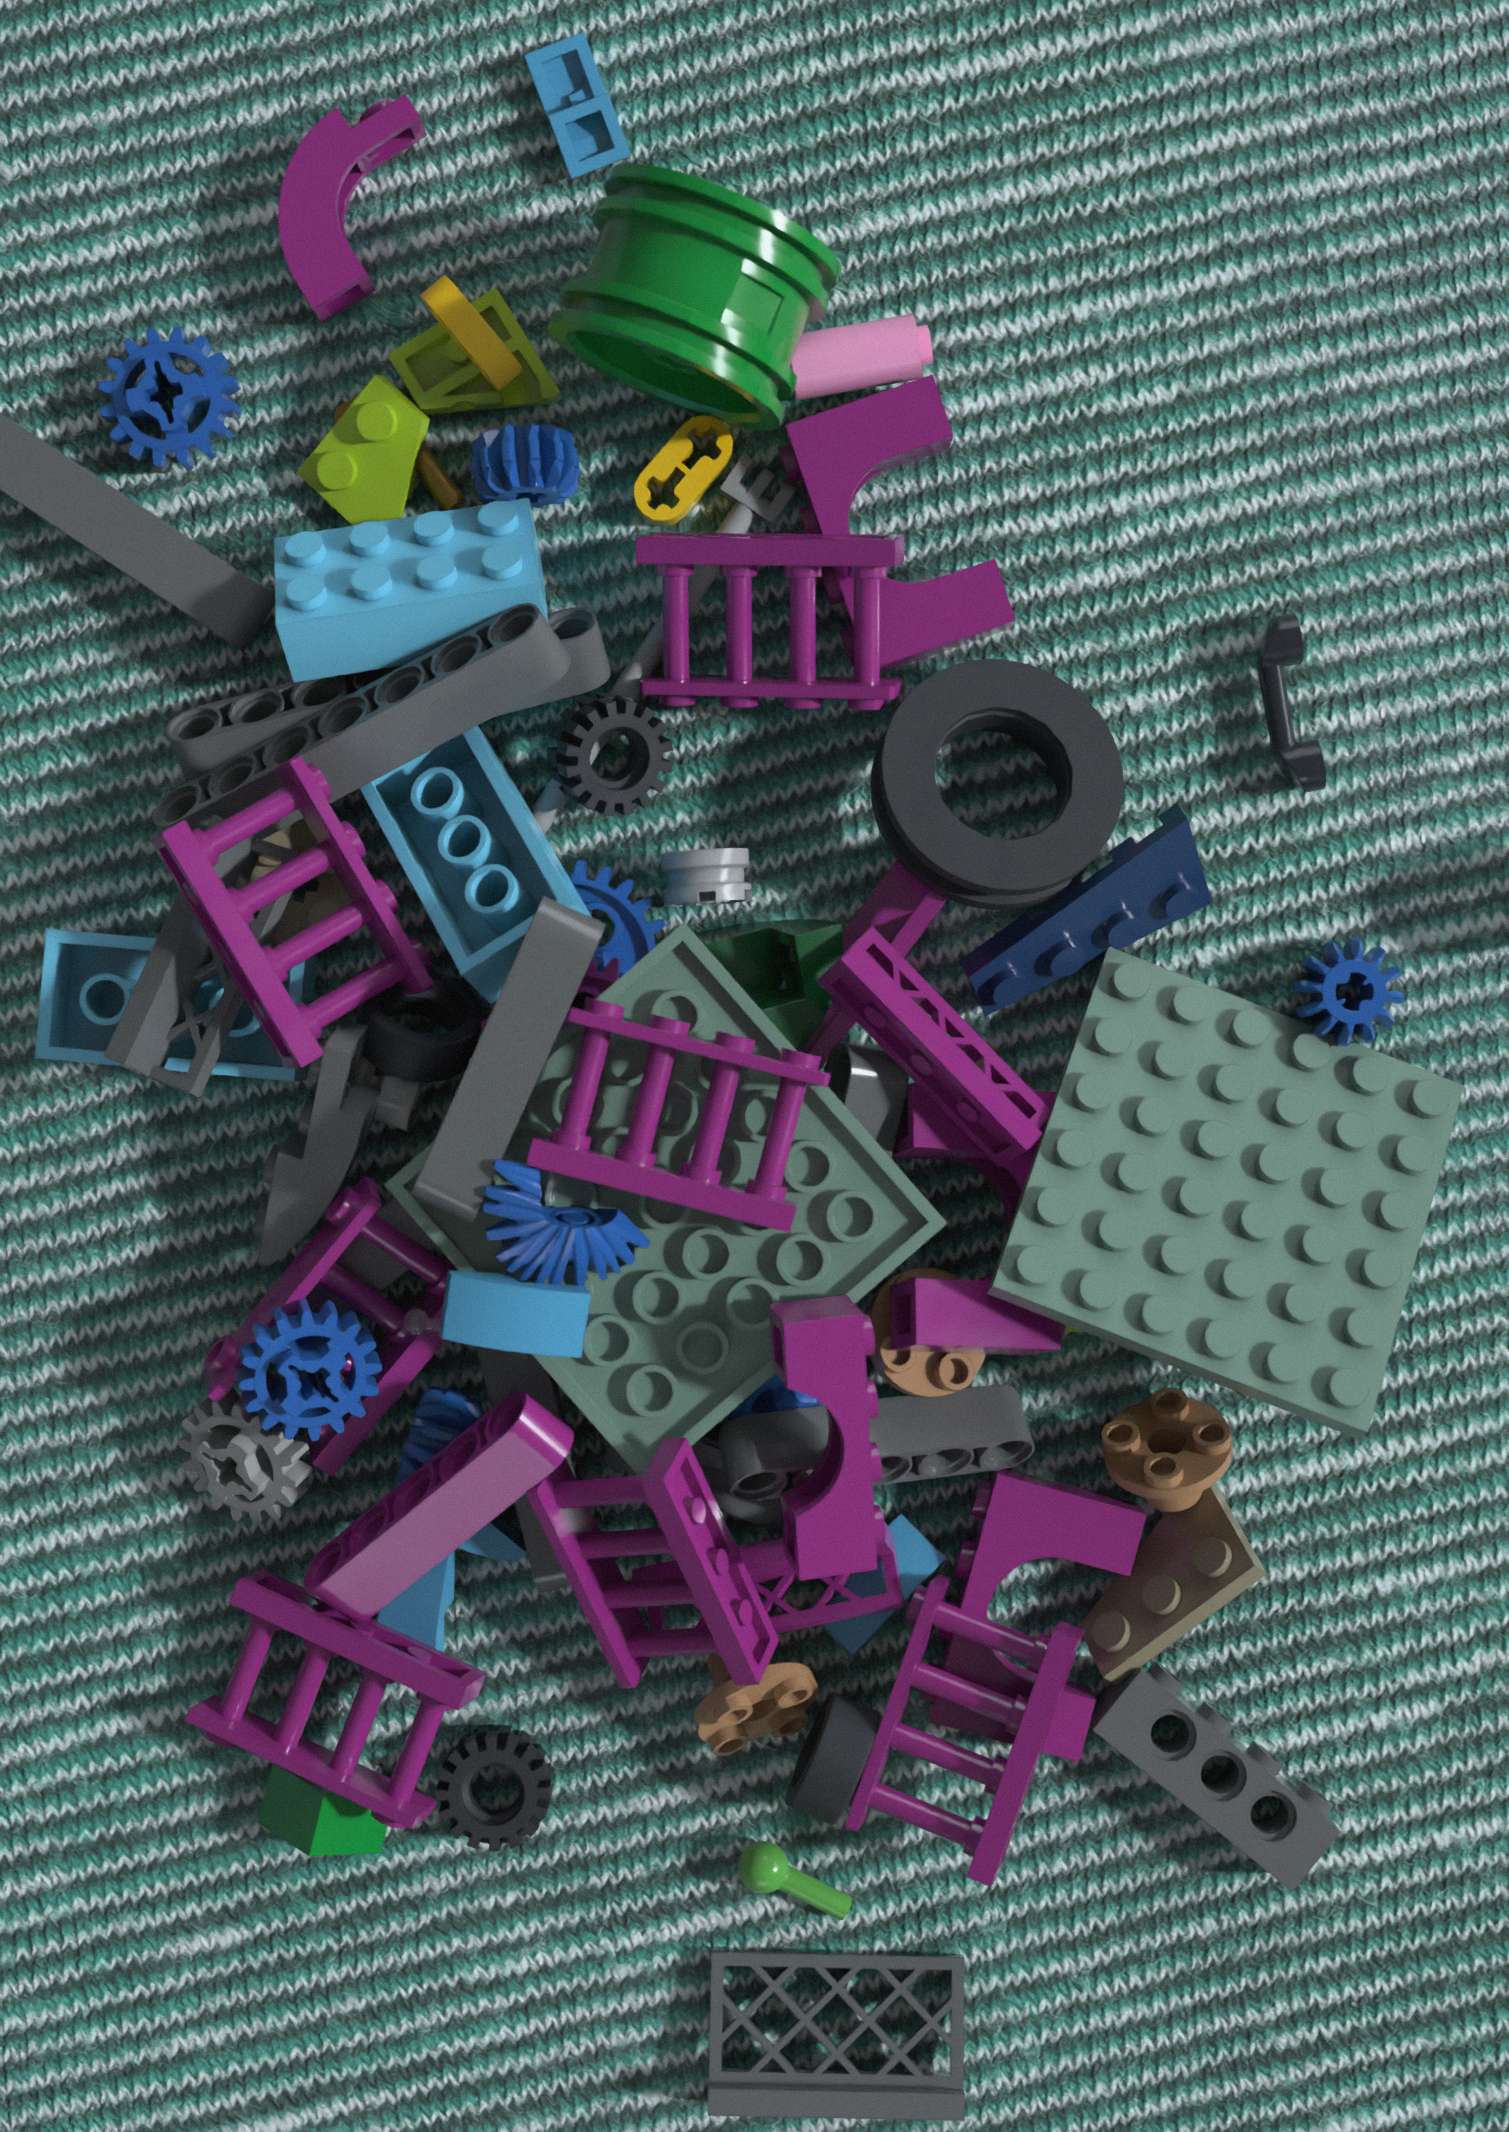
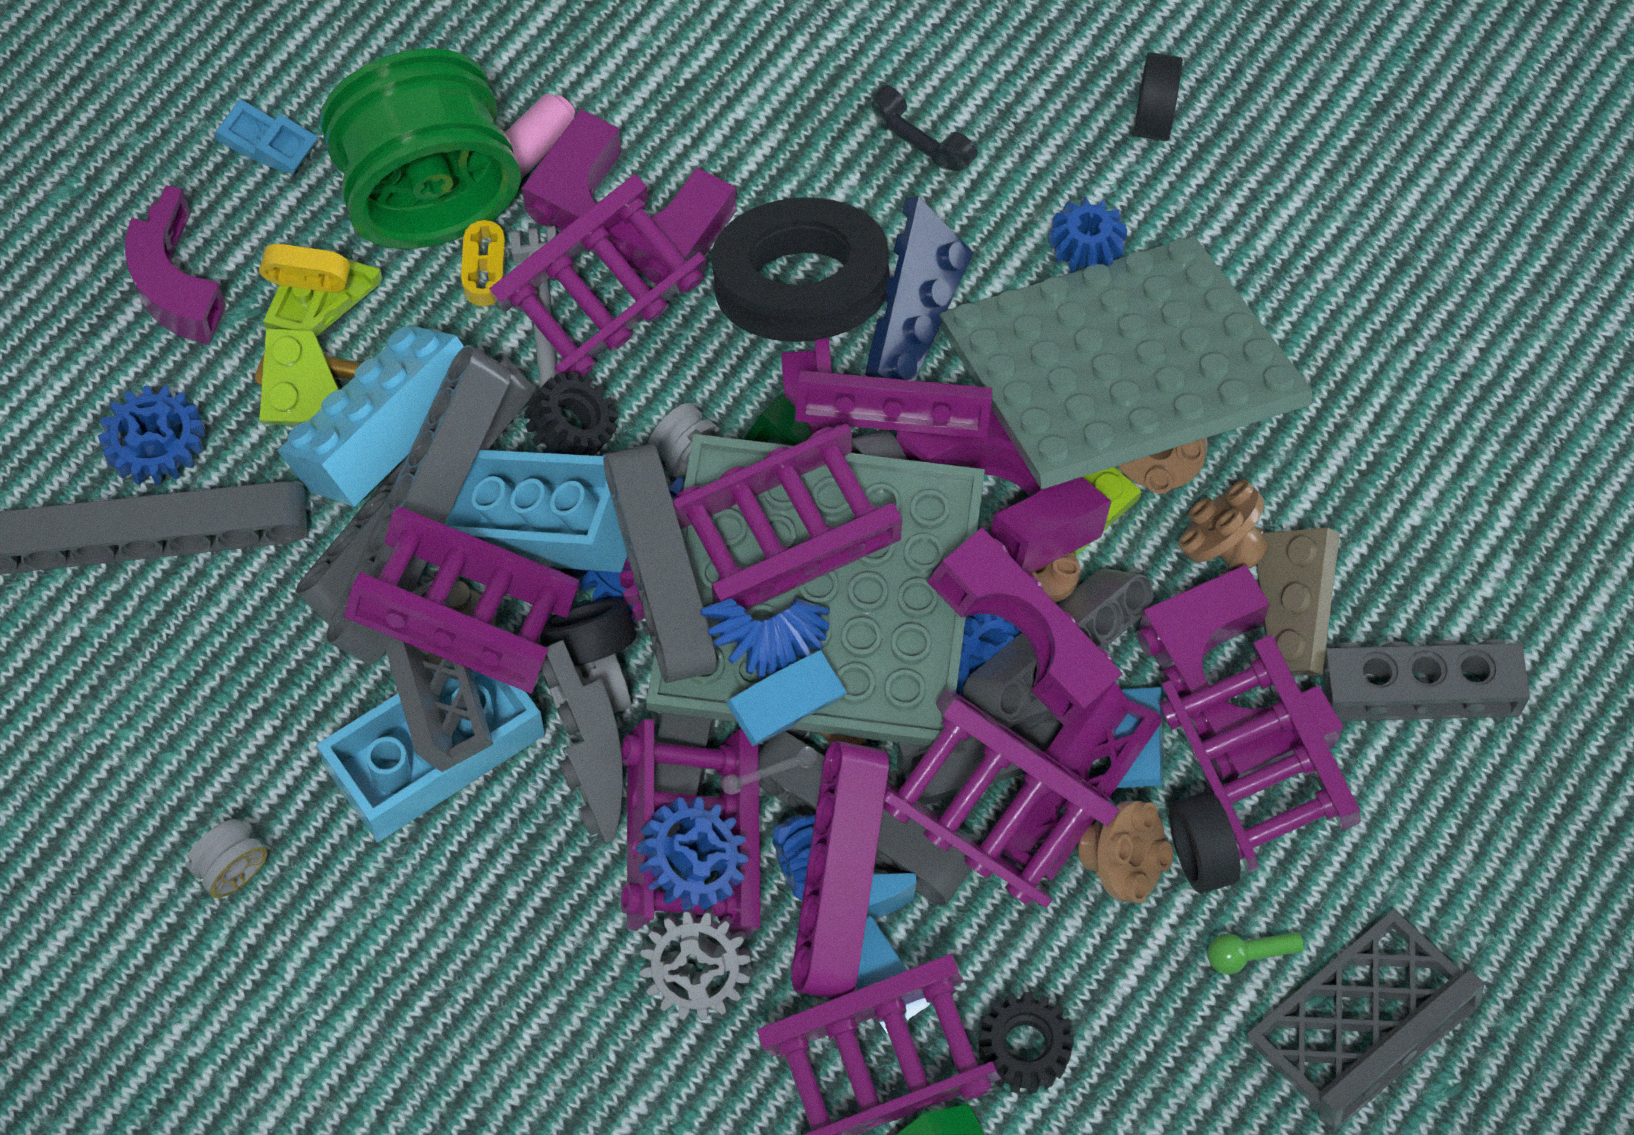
camera: 40 degrees left, 25 degrees down
(525, 463) = (389, 307): blue gear -> none

